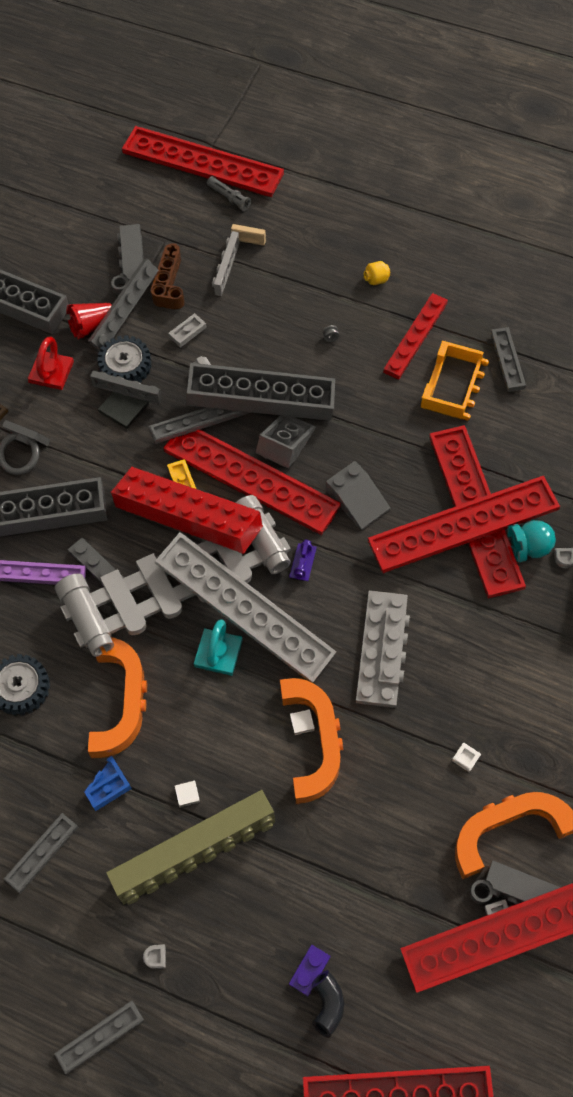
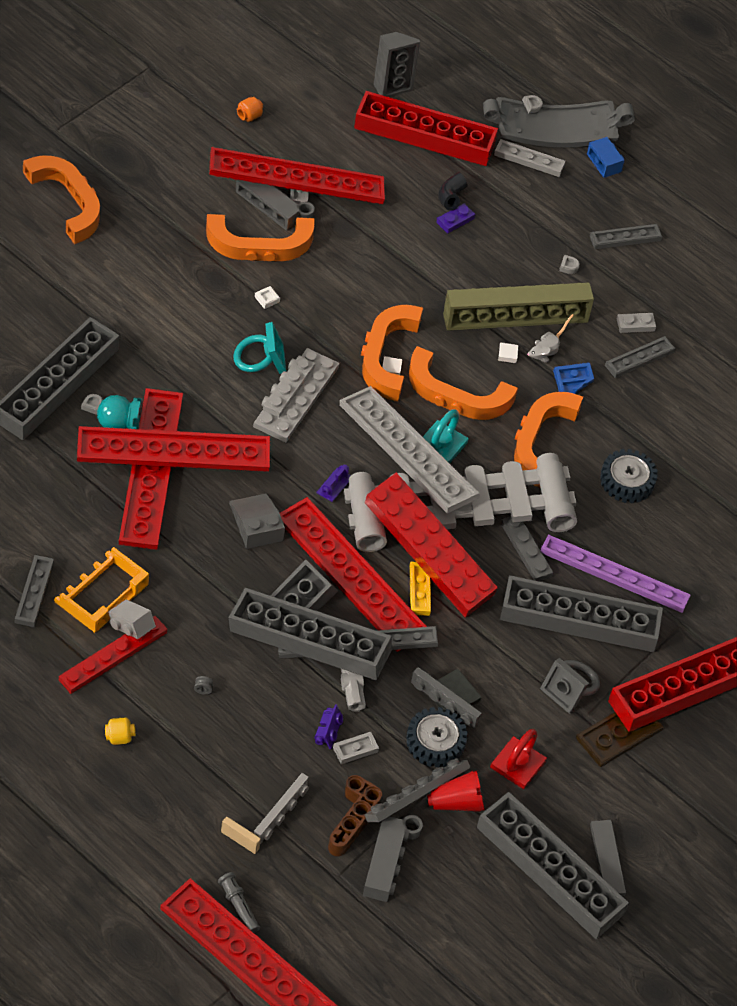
camera: 170 degrees left, 10 degrees down
(56, 901) = (636, 322): none -> light grey plate
(145, 816) = (548, 345): none -> light grey animal
(215, 334) = (332, 720): none -> dark purple hinge
(223, 703) = (453, 398): none -> orange arch
(414, 355) = (131, 619): none -> light grey brick
(427, 679) = (273, 349): none -> teal tile

